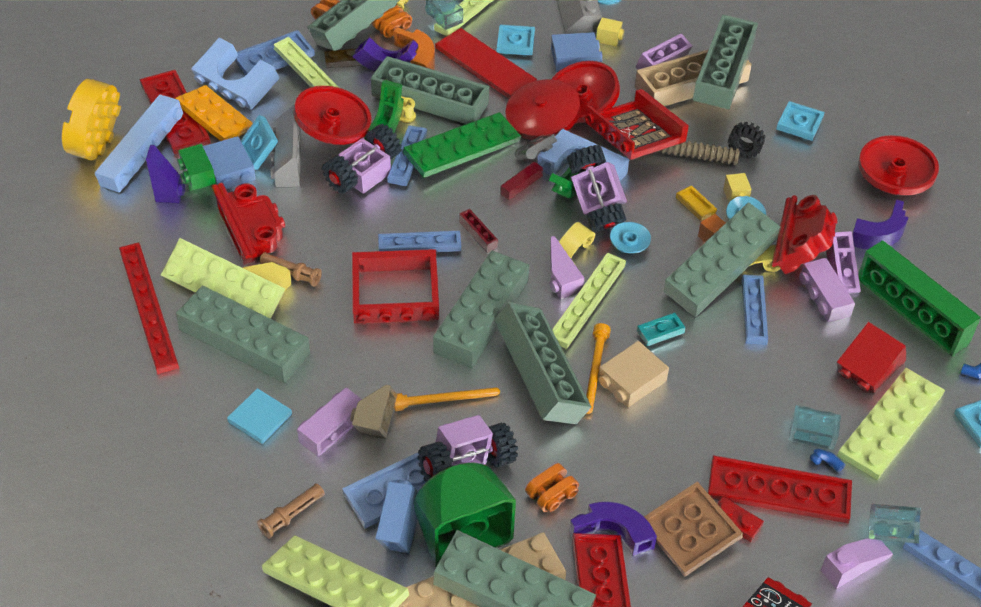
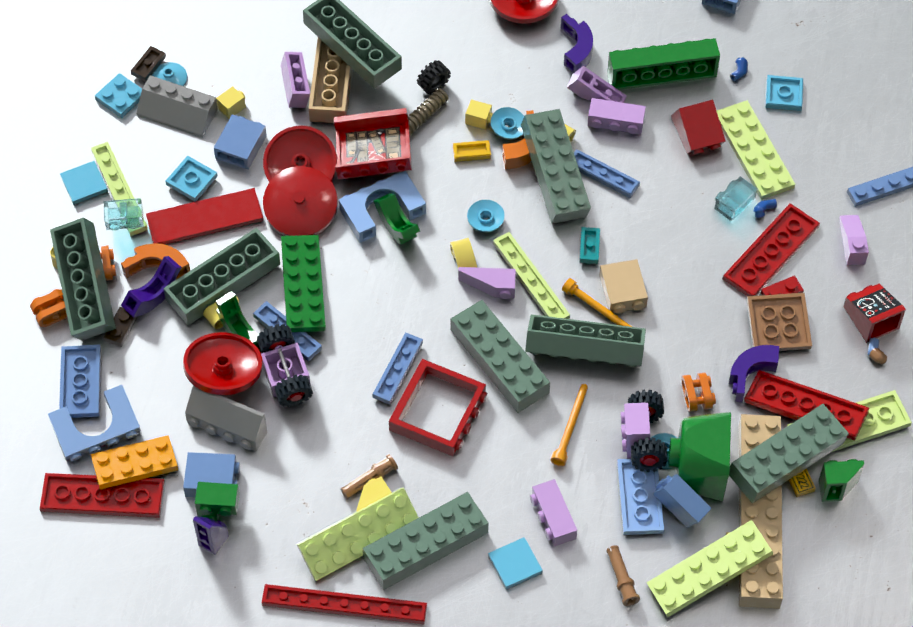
camera: 60 degrees left, 10 degrees up
(91, 120) = (103, 561): yellow piece -> none
(133, 148) = (140, 537): light blue brick -> none
(249, 220) = (298, 486): red brick -> none
(259, 141) = (204, 436): medium azure plate -> none
(302, 63) = (132, 360): yellowish green plate -> none
(375, 412) = (573, 474): dark tan slope -> none
(478, 230) = (409, 319): dark red piece -> none
(521, 181) = (371, 260): dark red piece -> none
(530, 150) = (345, 224): dark grey plate -> none
(597, 188) = (435, 210): brick -> none
(800, 120) = (429, 27): medium azure plate -> none
(803, 232) = (562, 91): red brick -> none
(894, 523) = (843, 198): clear light blue brick -> none

